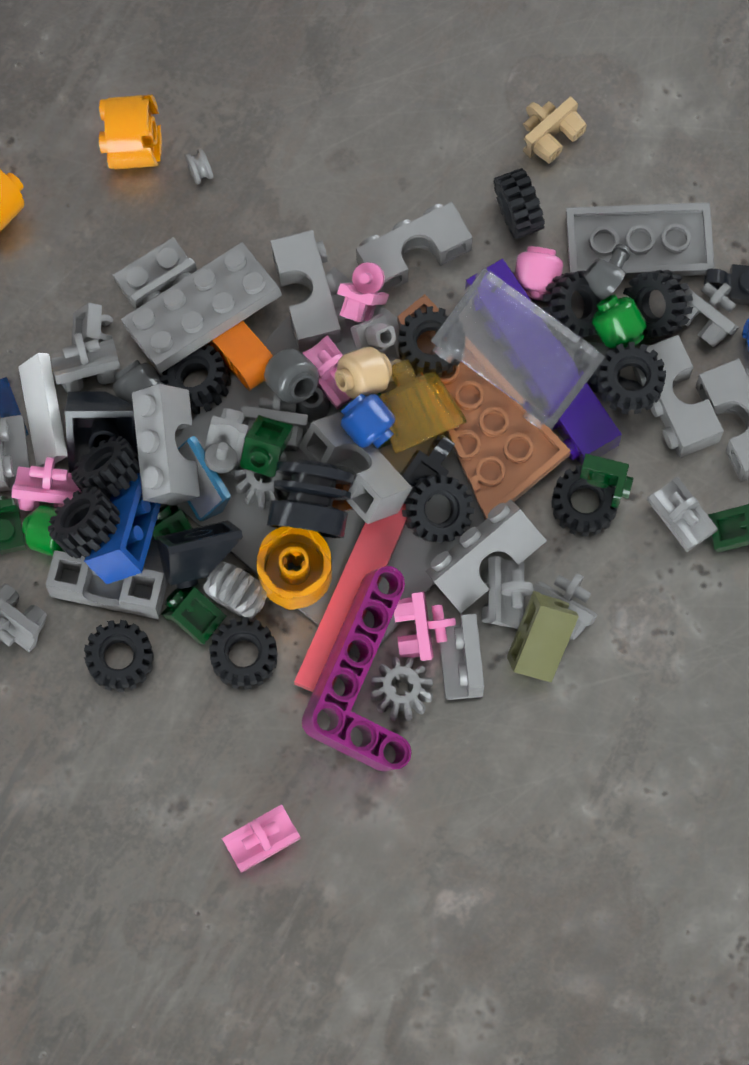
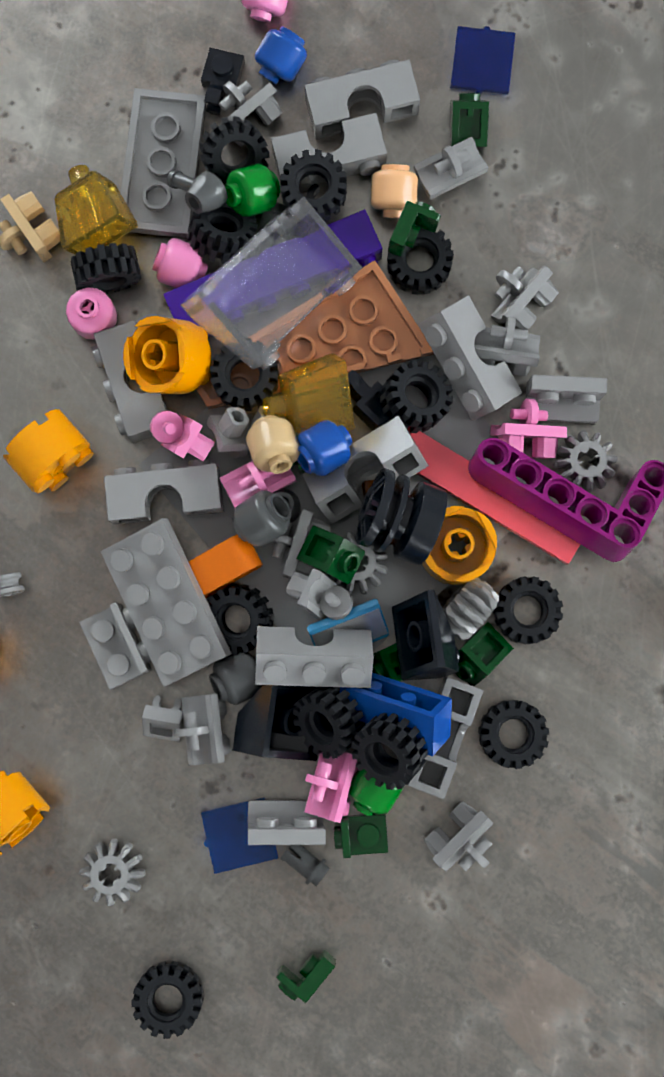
camera: 80 degrees left, 10 degrees up
(42, 409) = (246, 779): white tile -> none
(330, 179) = (47, 452): none -> light orange brick
(435, 266) = (168, 355): none -> light orange brick
(475, 198) = (100, 308): none -> bright pink head
(542, 637) = (558, 318): olive hinge -> none
(573, 181) = (91, 211): none -> clear yellow torso
(651, 464) = (392, 189): none -> light nougat head

